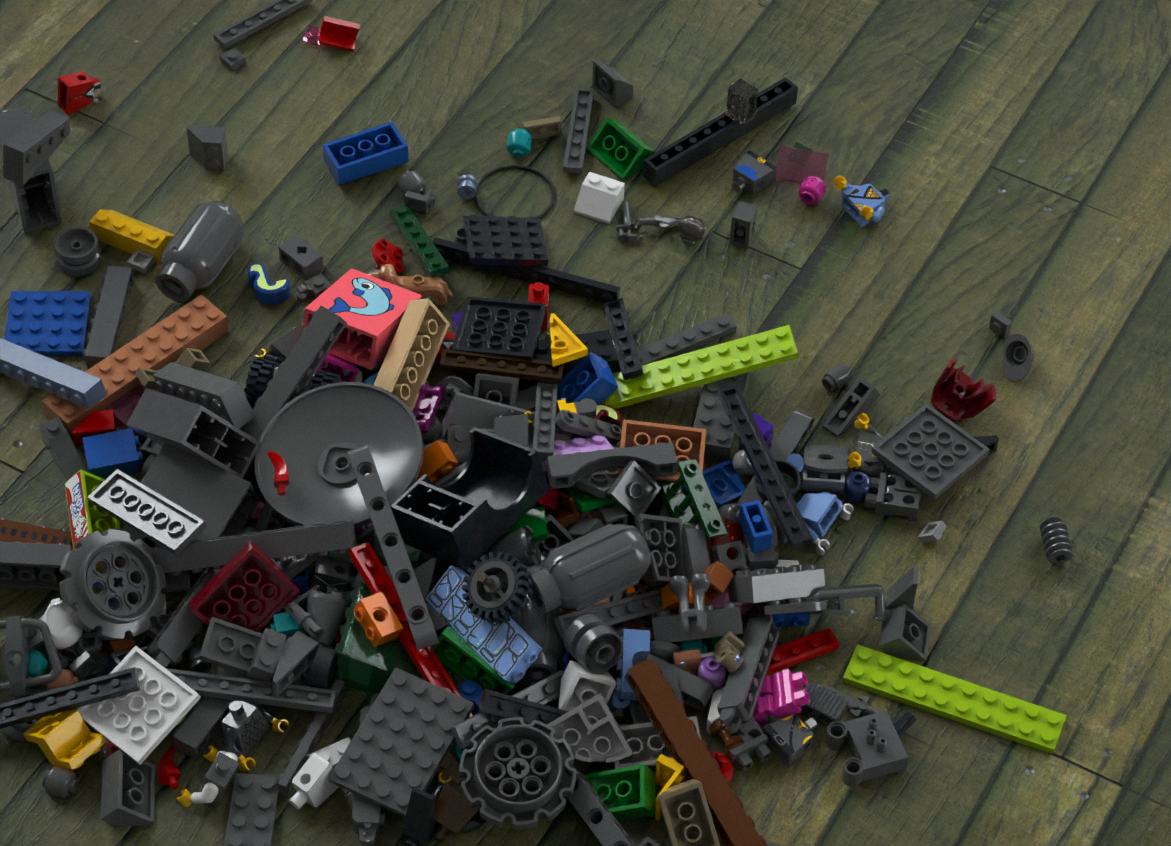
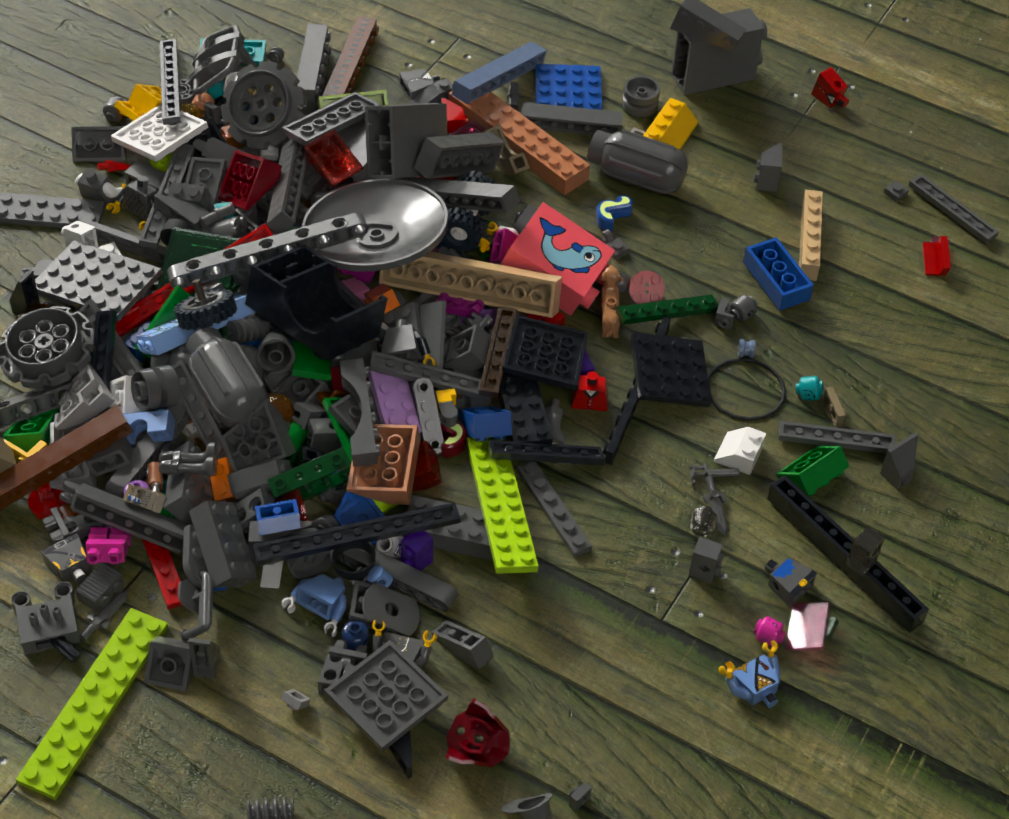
camera: 90 degrees right, 0 degrees up
(36, 463) = (415, 82): none -> torso
(225, 502) = (332, 158): none -> clear red slope
(281, 476) = (352, 189): red bar -> none
(300, 125) = (811, 233): none -> tan brick
(301, 257) = (646, 234): dark grey brick -> none
(386, 625) = (205, 239): orange brick -> none
(564, 343) = (522, 395): yellow wing -> none
(634, 489) = (336, 433): dark grey plate -> none
(719, 577) = (225, 488): dark orange brick -> none
(837, 377) = (504, 634): dark grey brick -> none

